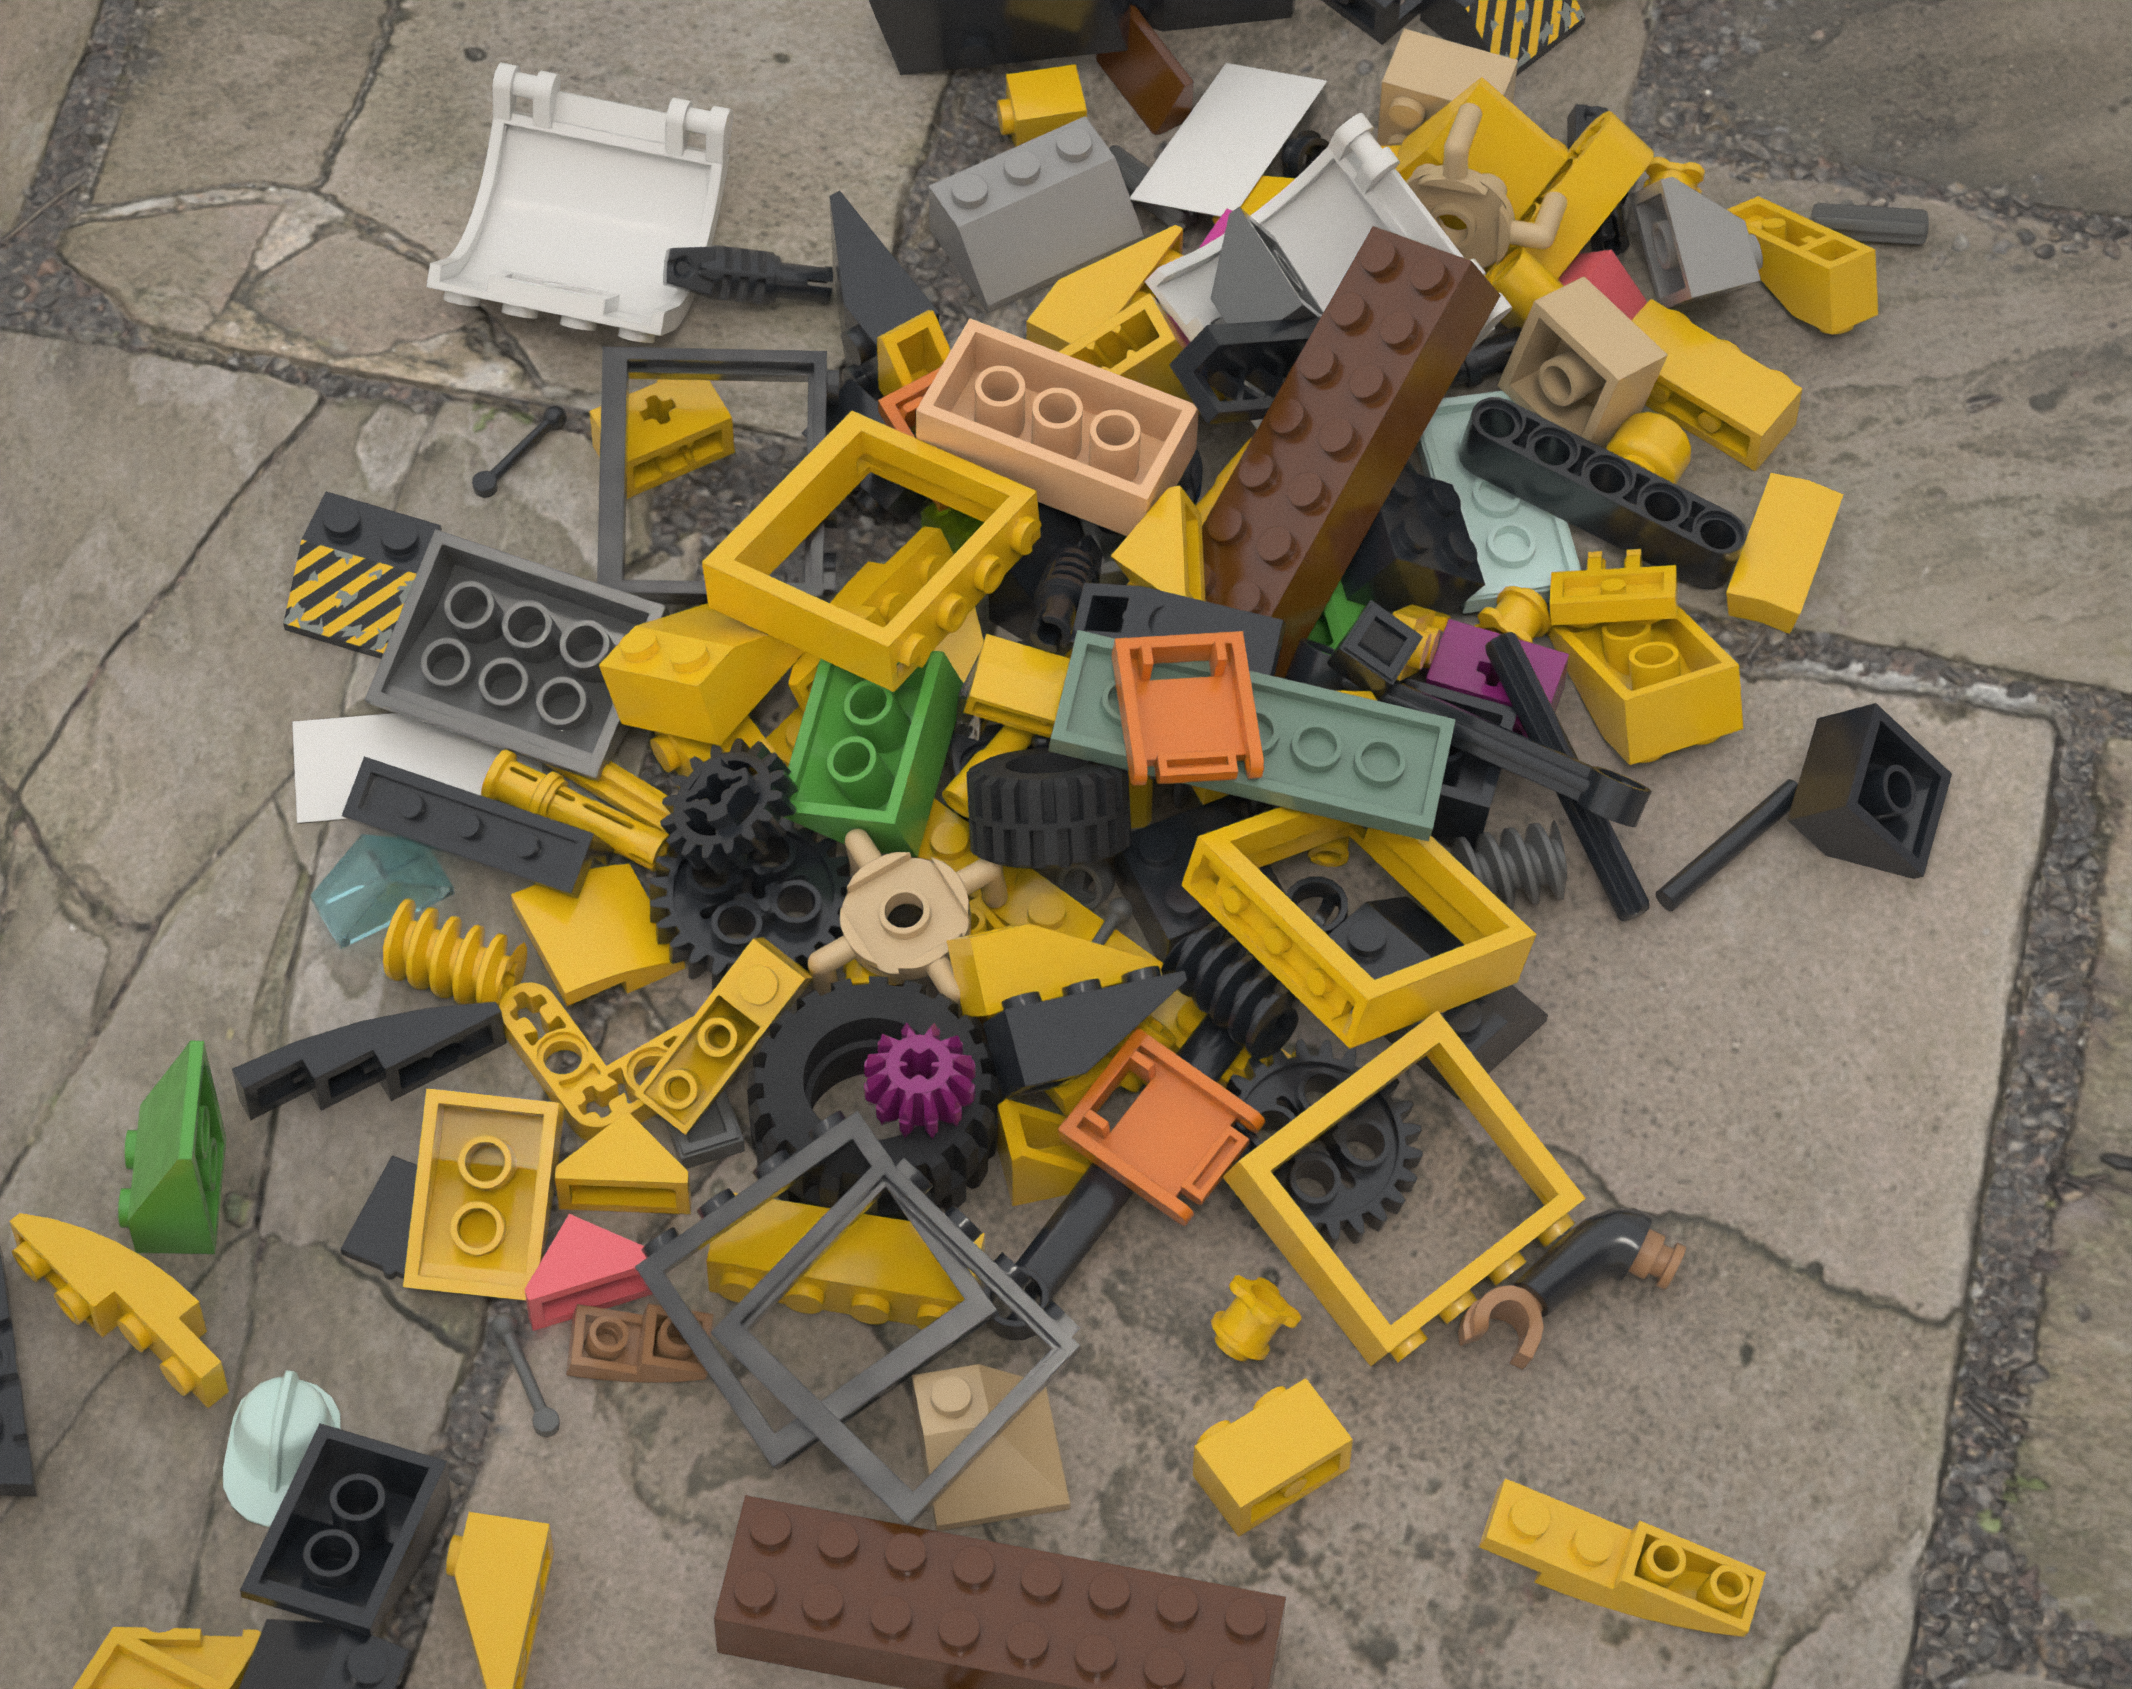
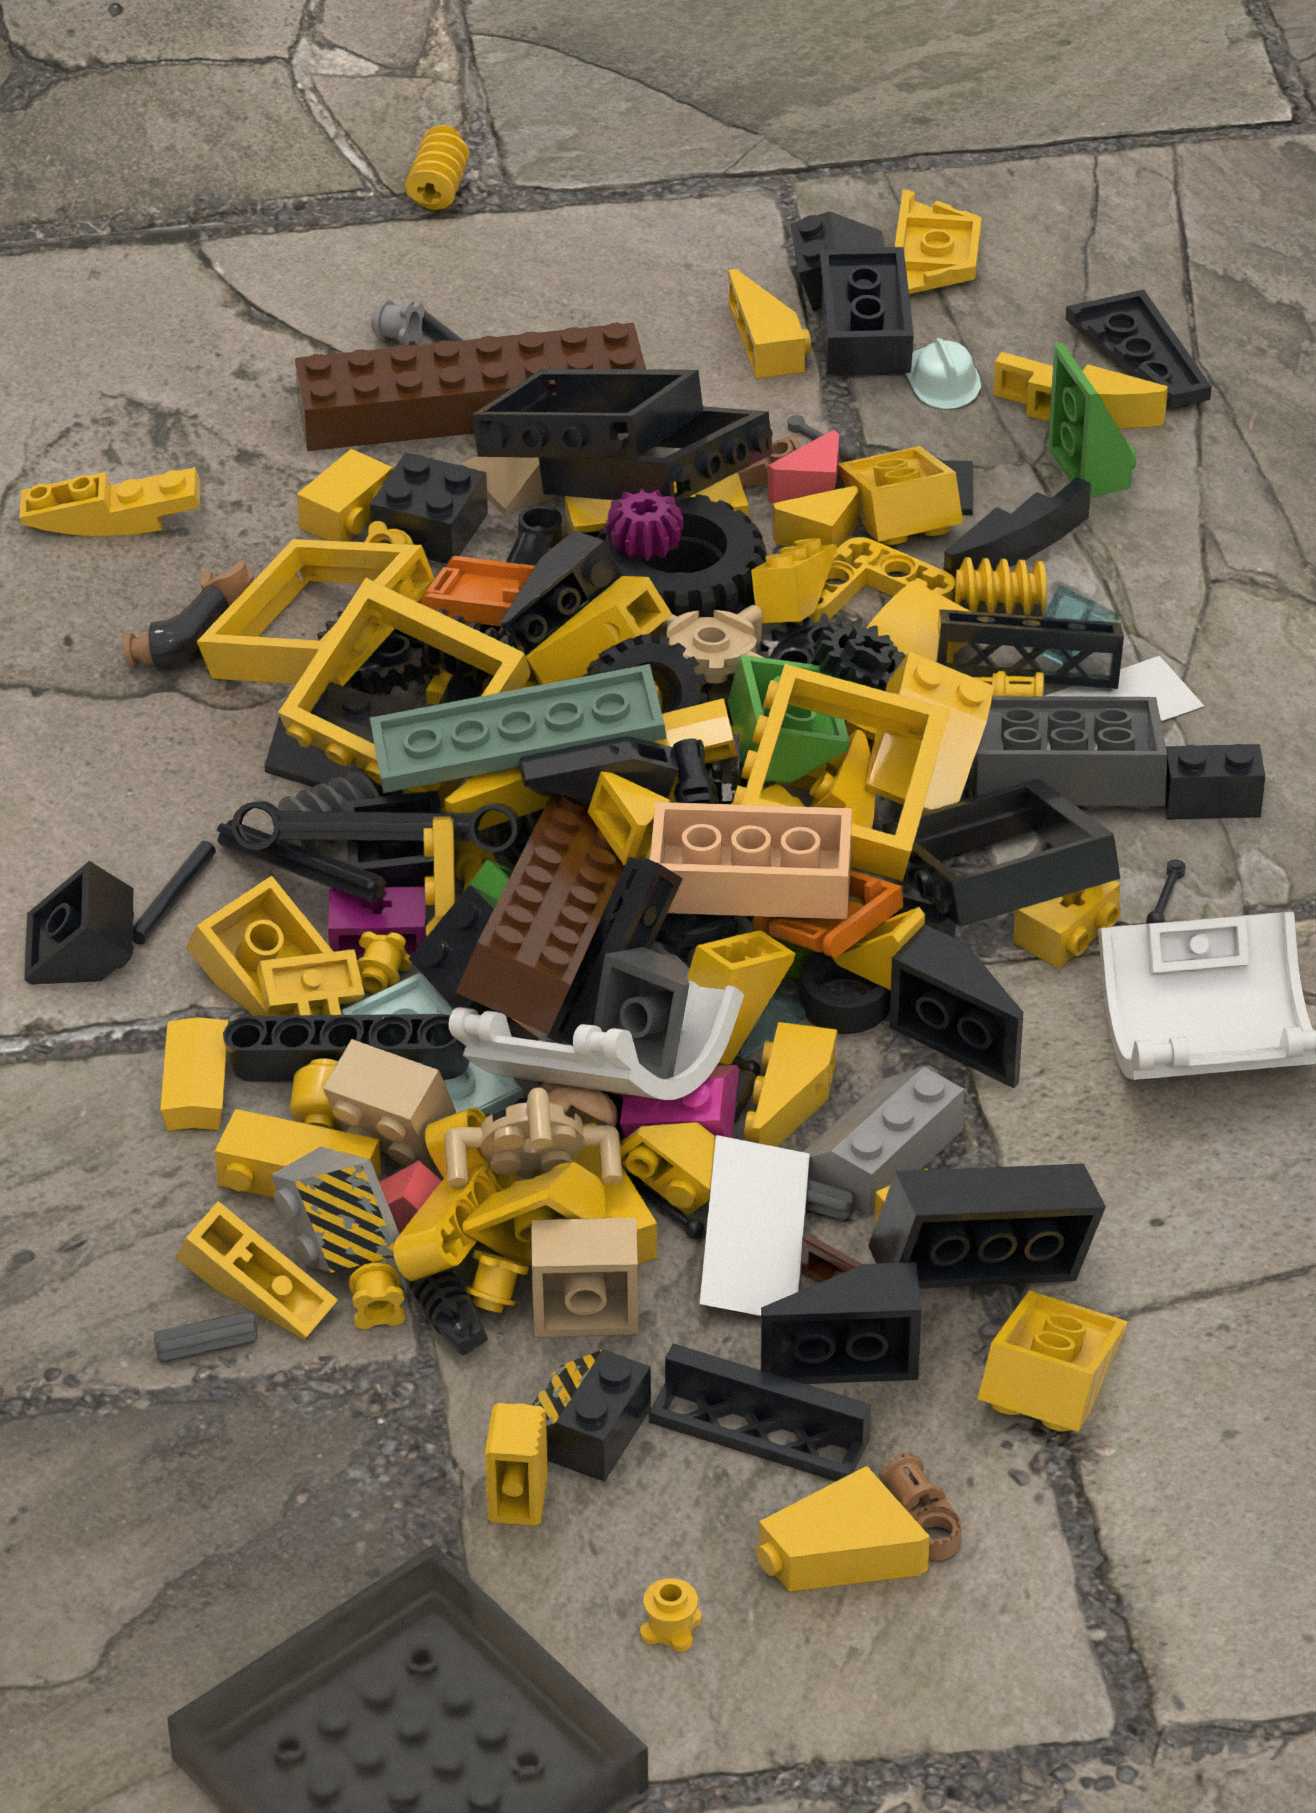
camera: 160 degrees right, 15 degrees down
(744, 275) = (1076, 1018): black hinge -> none
(1162, 1380) = (433, 504): none -> black brick
(1187, 724) = (564, 703): orange container -> none
(1293, 152) = (685, 1241): black plate -> none
(1374, 650) = (456, 797): black slope -> none

